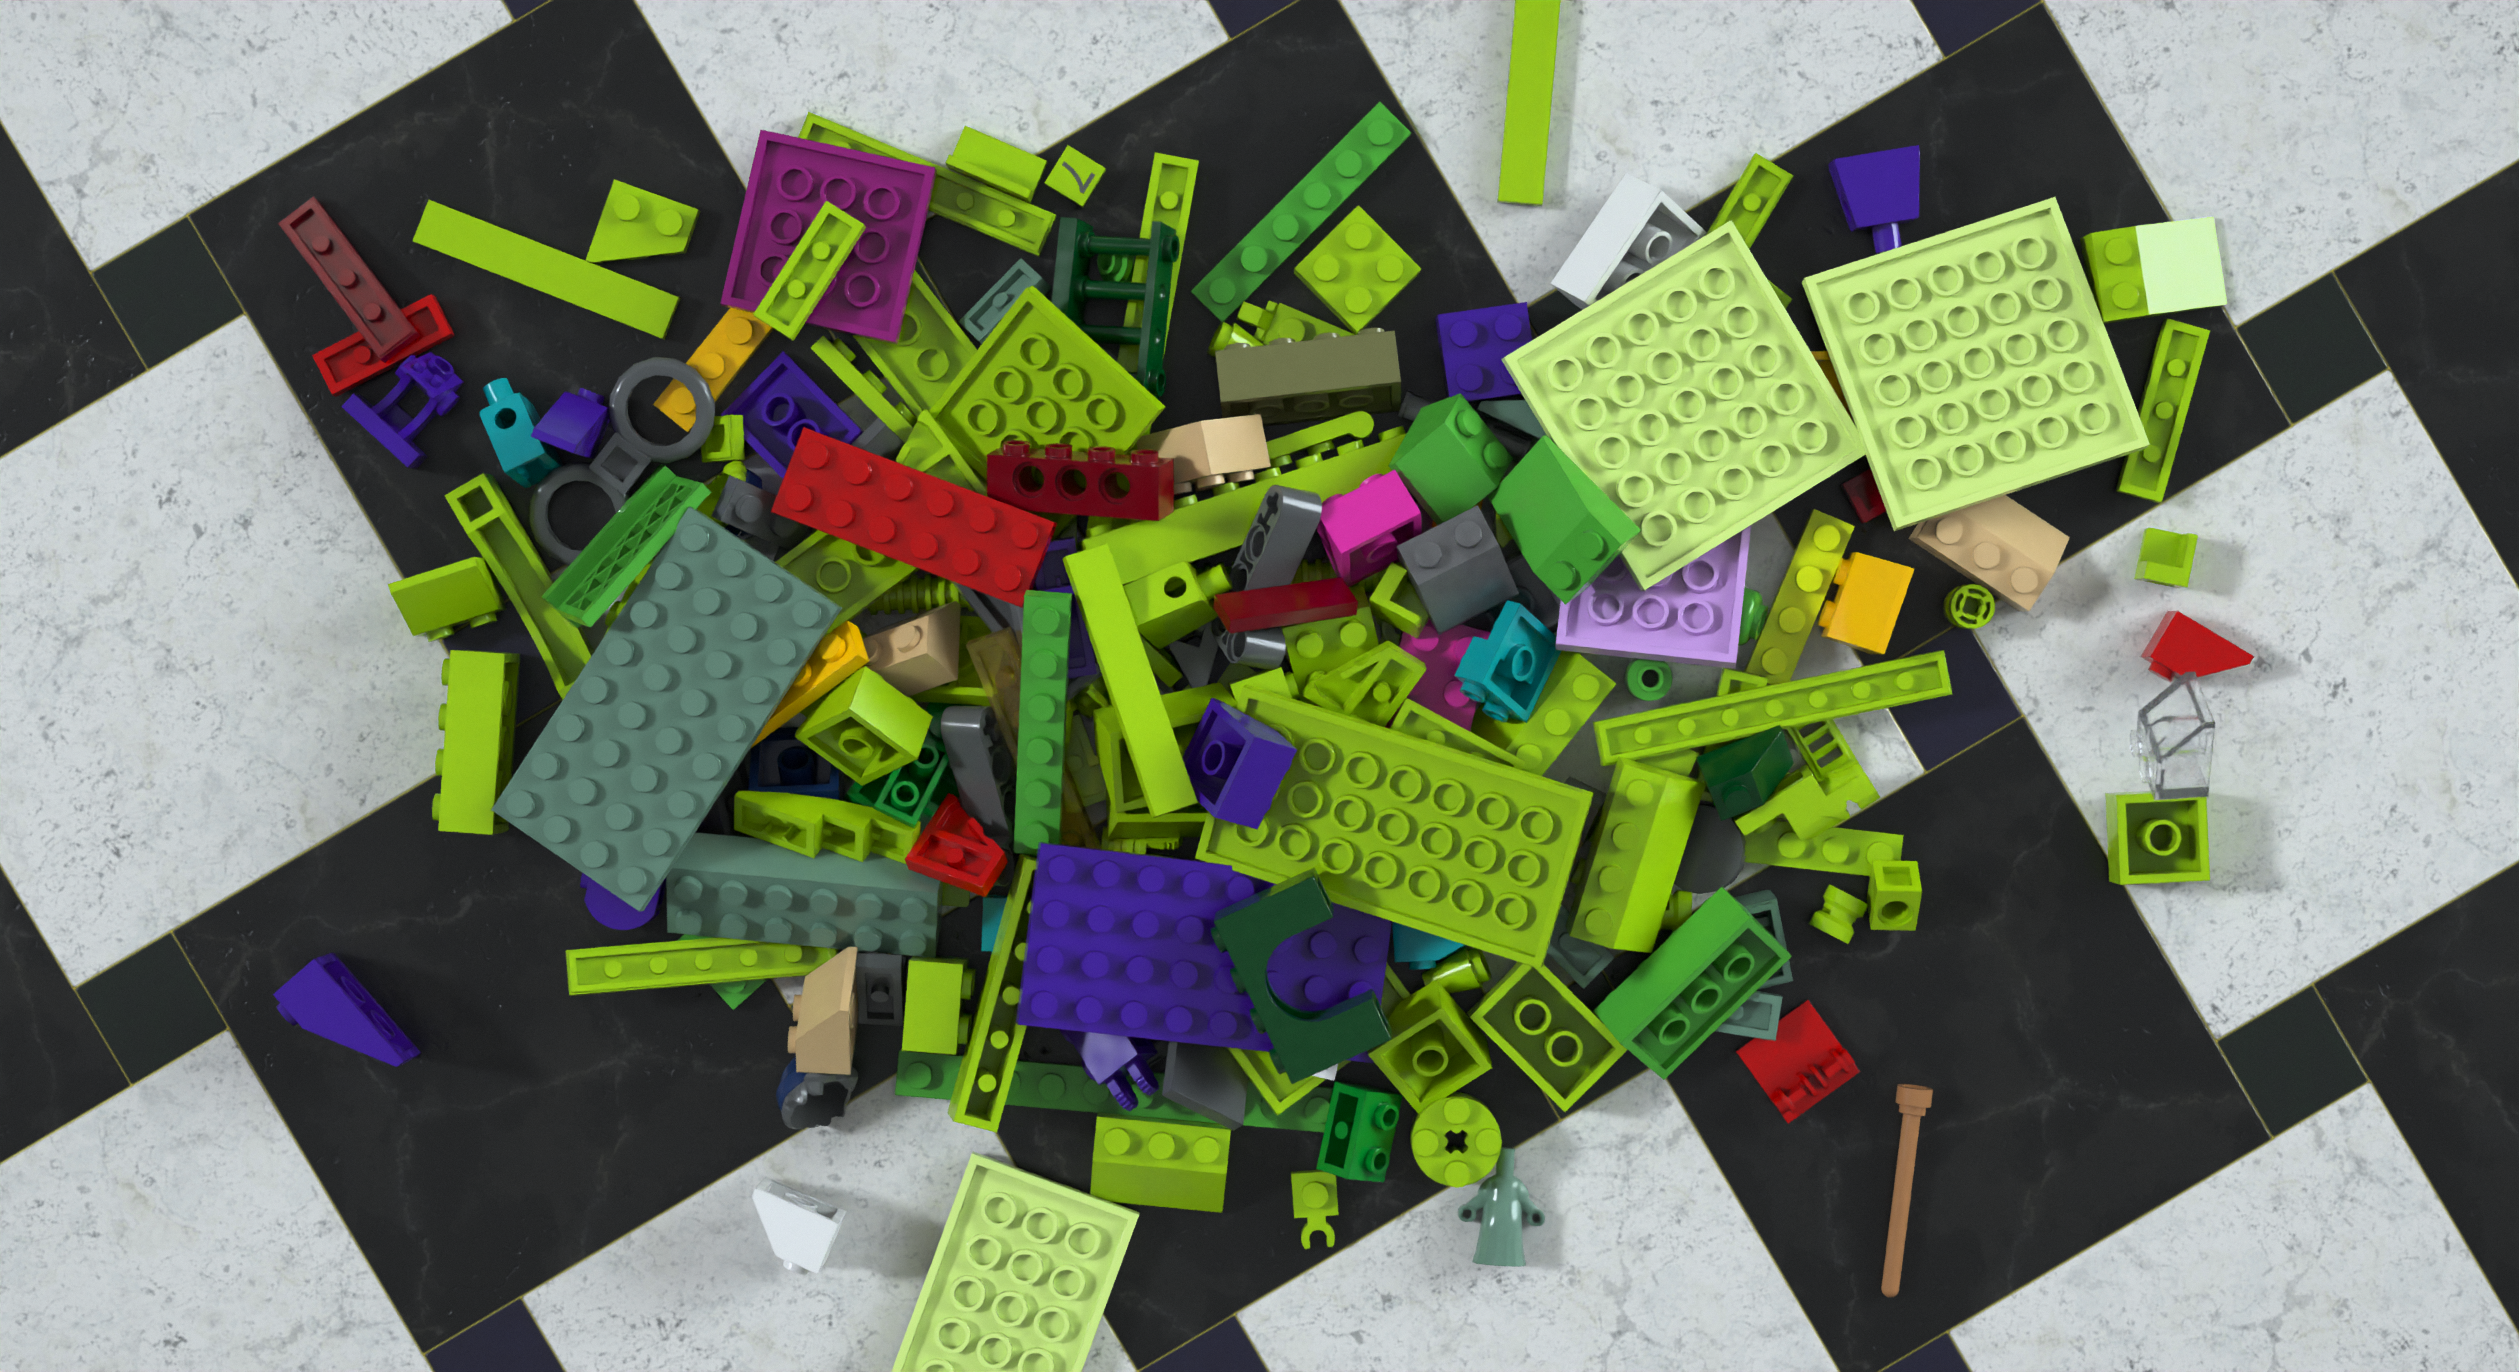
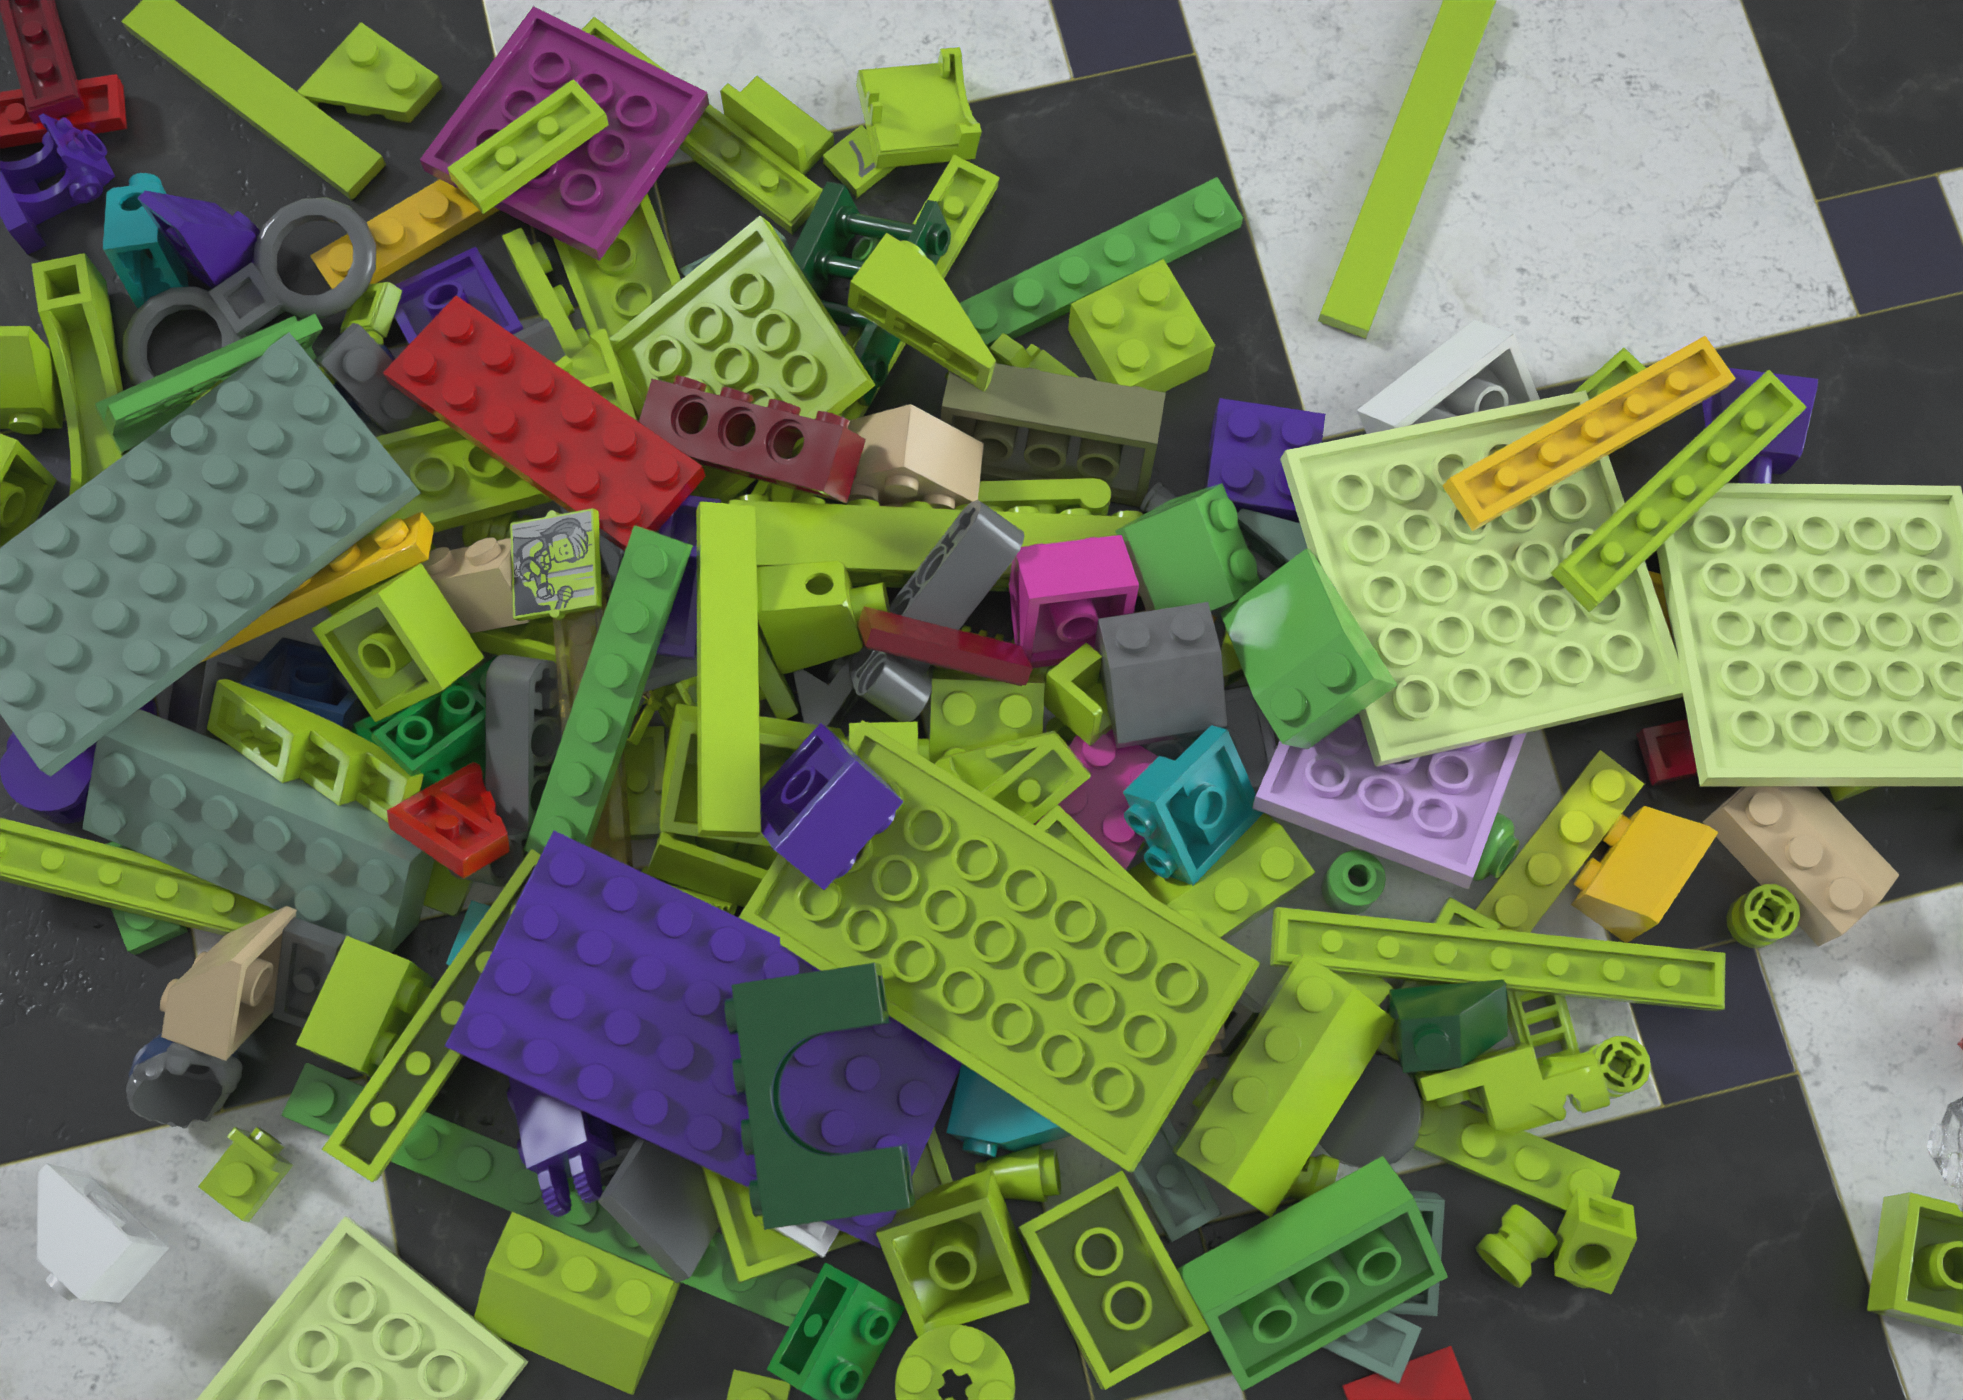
camera: 10 degrees right, 15 degrees down
(884, 1142) = (246, 1172): none -> lime bracket
(968, 635) = (556, 565): none -> piece
(1112, 121) = (918, 112): none -> lime piece
(1175, 327) = (913, 302): none -> lime slope
(1742, 263) = (1588, 433): none -> yellow plate
(1826, 284) = (1678, 491): none -> lime tile
(1874, 758) = (1635, 1063): none -> lime wheel

